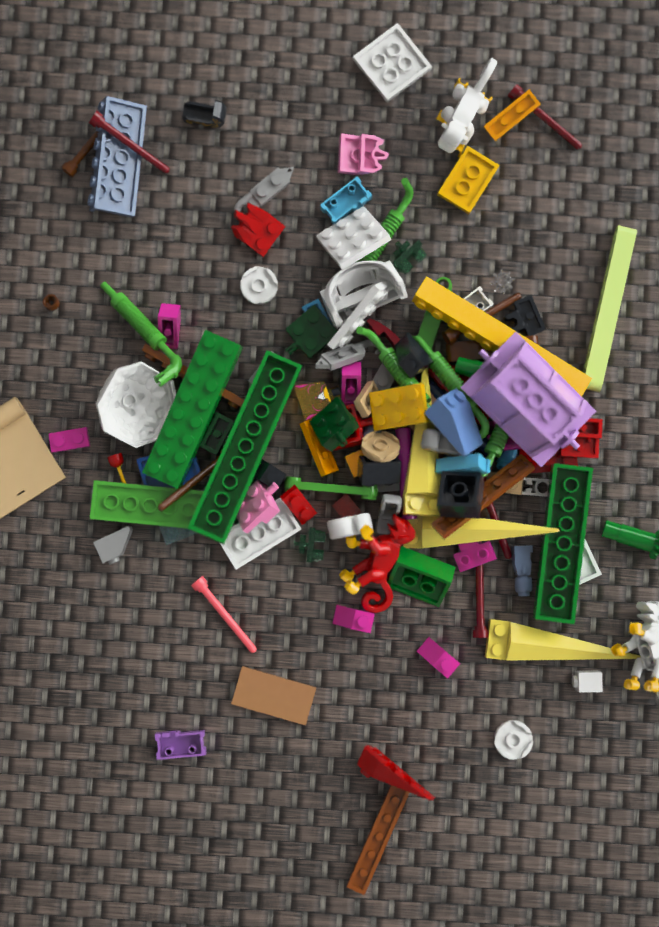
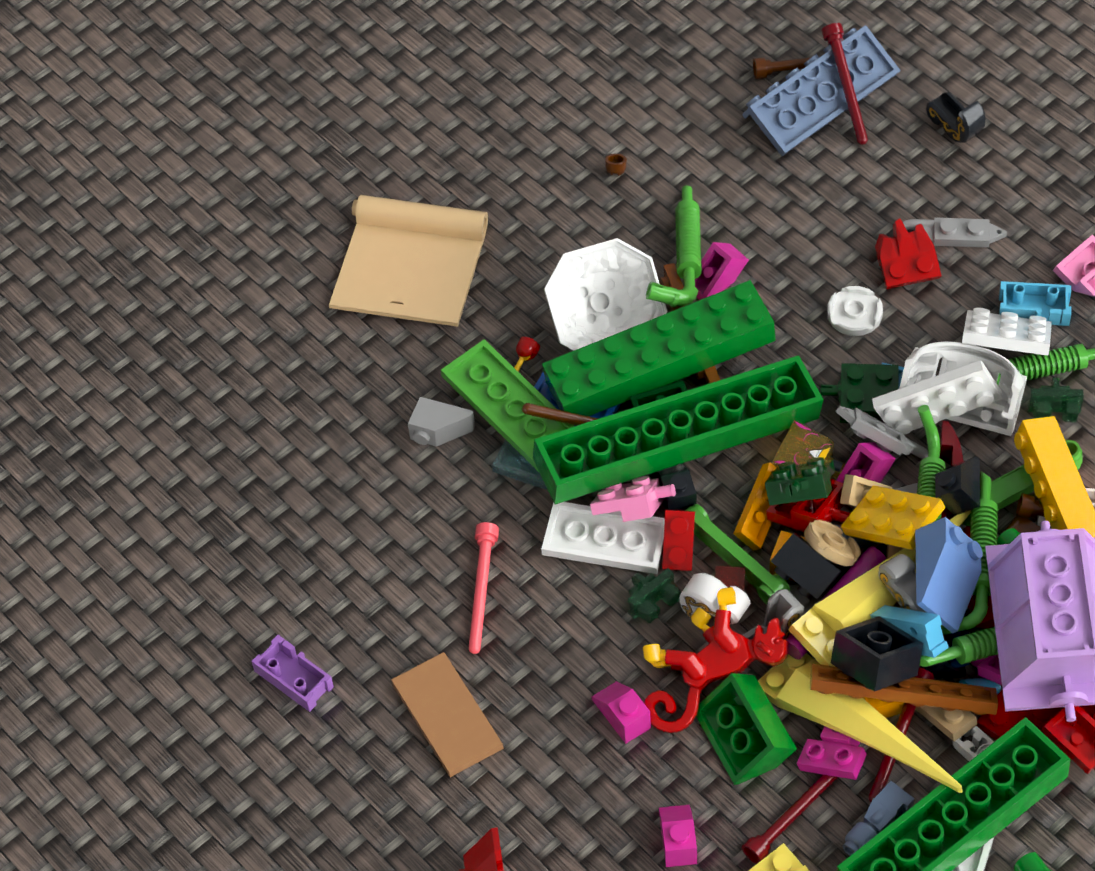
camera: 50 degrees right, 30 degrees down
(69, 440) = (499, 297): dark pink plate -> none

